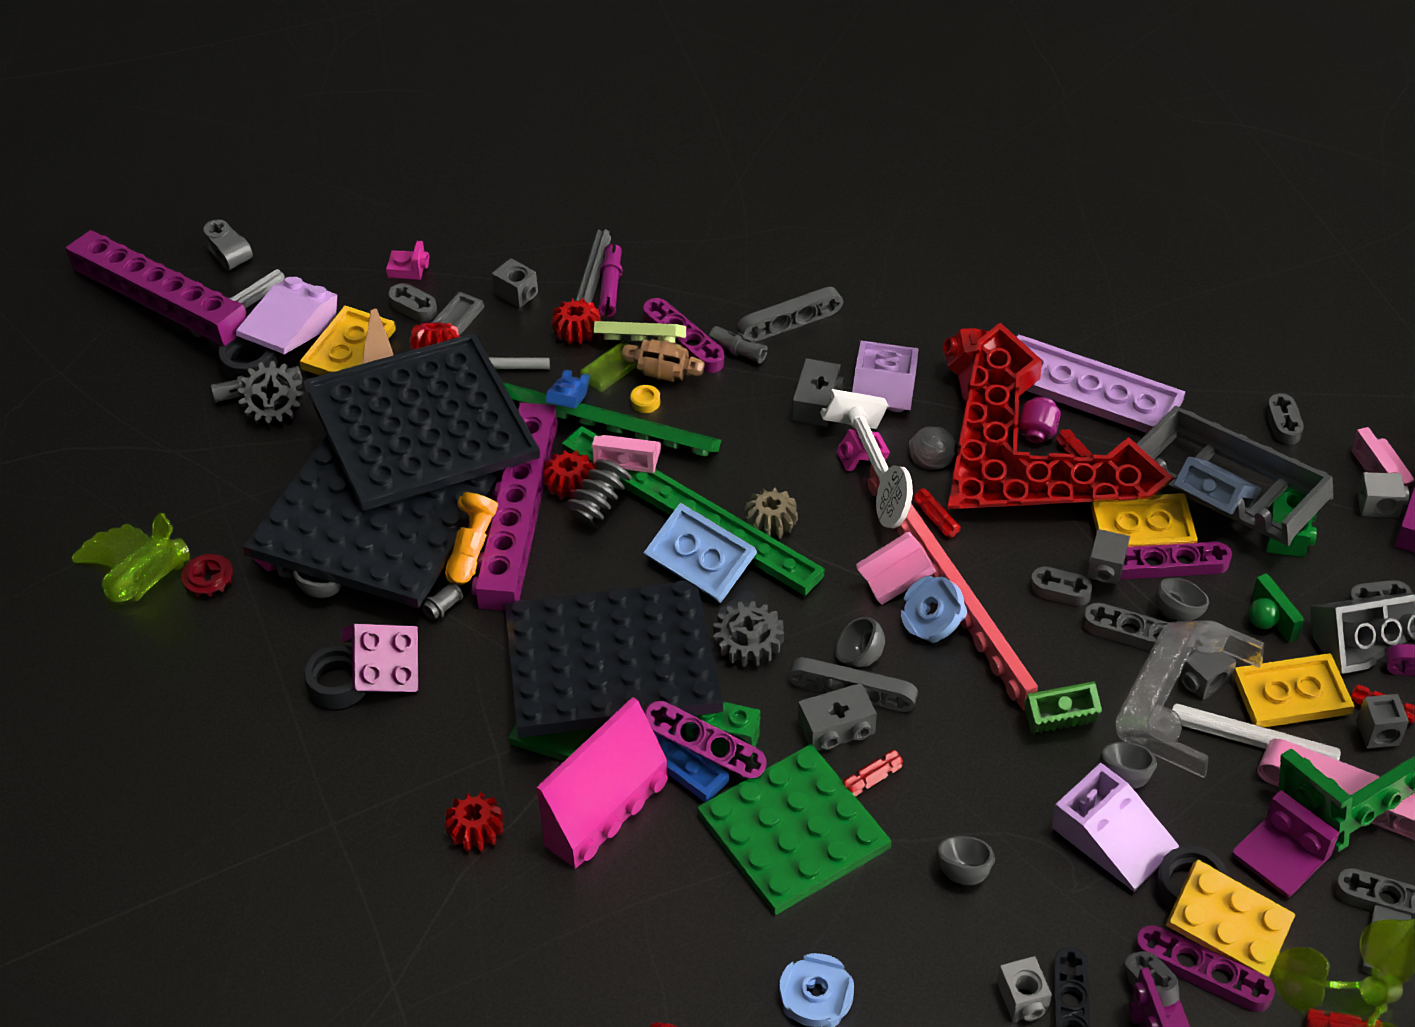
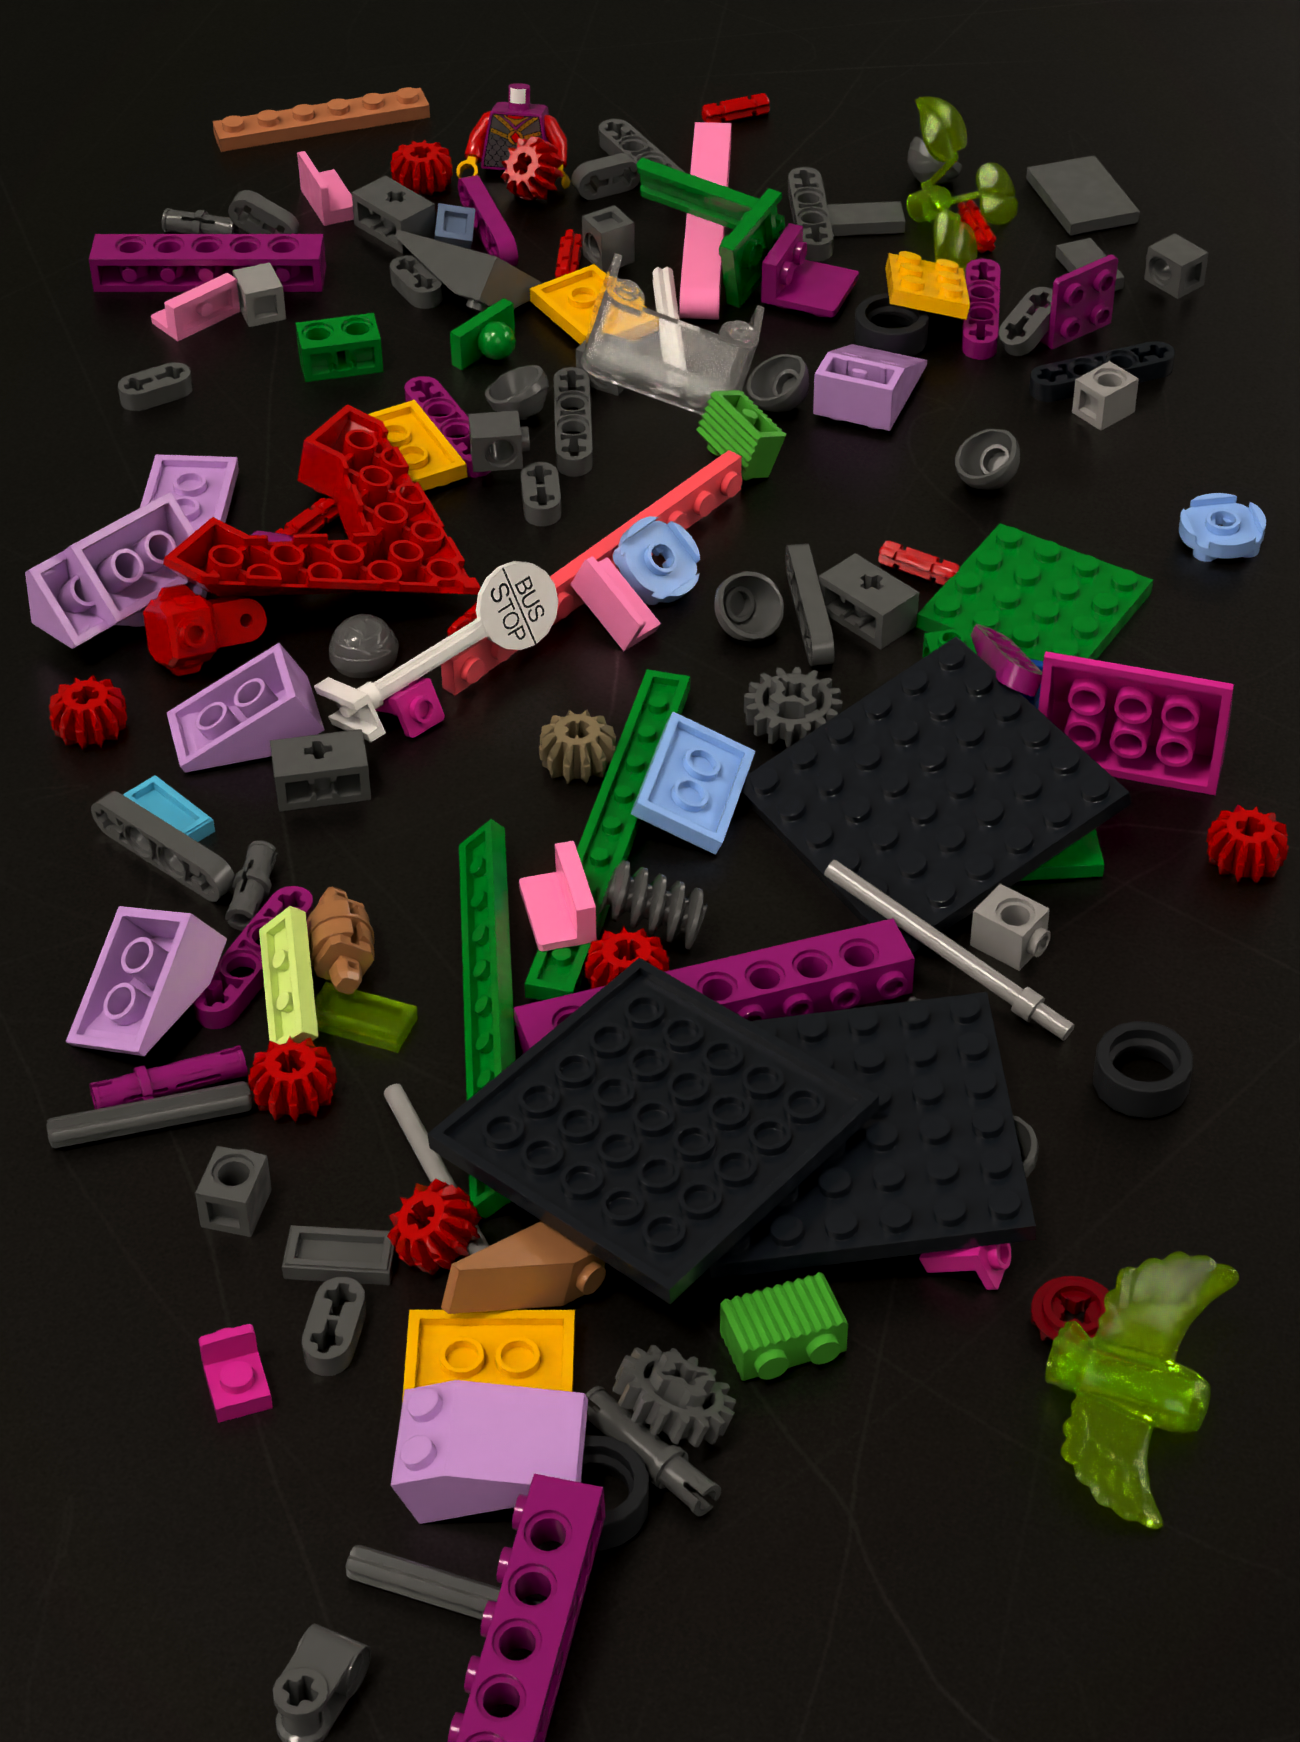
camera: 115 degrees left, 5 degrees down
(281, 452) = (783, 1327): none -> bright green brick
(383, 657) = (1073, 1022): bracket -> none
(426, 645) = (1025, 1002): none -> light grey bar
(469, 540) = (854, 981): light orange piece -> none
(483, 661) = (1010, 927): none -> light grey brick
(568, 390) = (469, 1009): blue hinge -> none
(645, 399) = (413, 955): yellow tile -> none
(679, 279) = (145, 979): none -> lavender slope
(825, 328) = (172, 808): none -> medium azure tile
(926, 308) = (88, 712): none -> red gear
(1036, 322) = (107, 573): none -> lavender slope
(1216, 485) = (349, 361): sand blue panel -> none
(1259, 458) = (277, 348): dark grey window -> none

